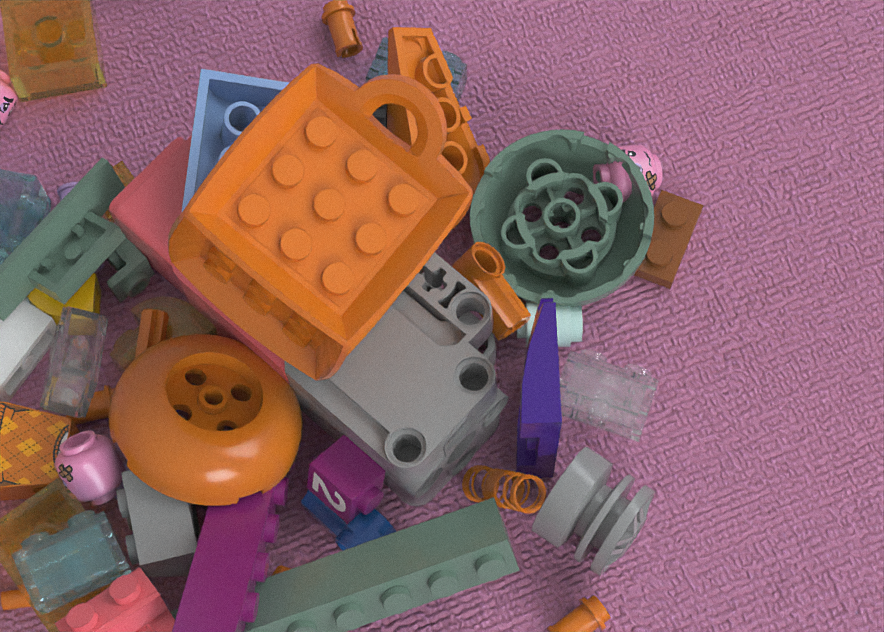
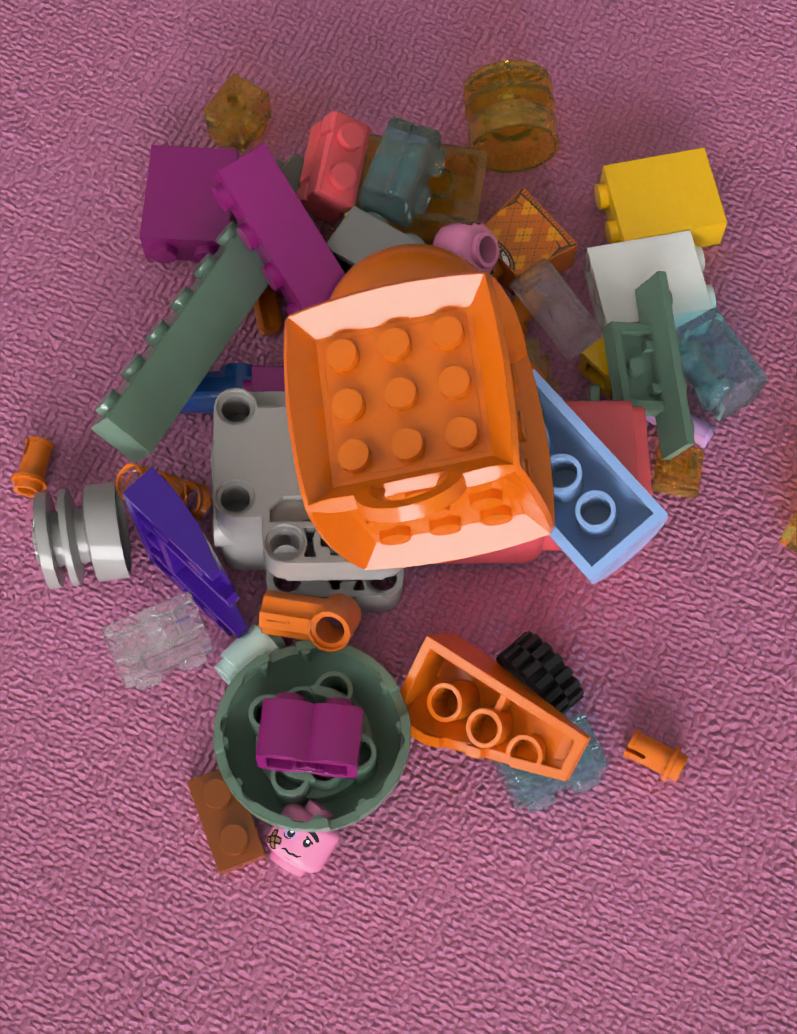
camera: 135 degrees right, 0 degrees up
(569, 199) = (310, 736): none -> magenta brick

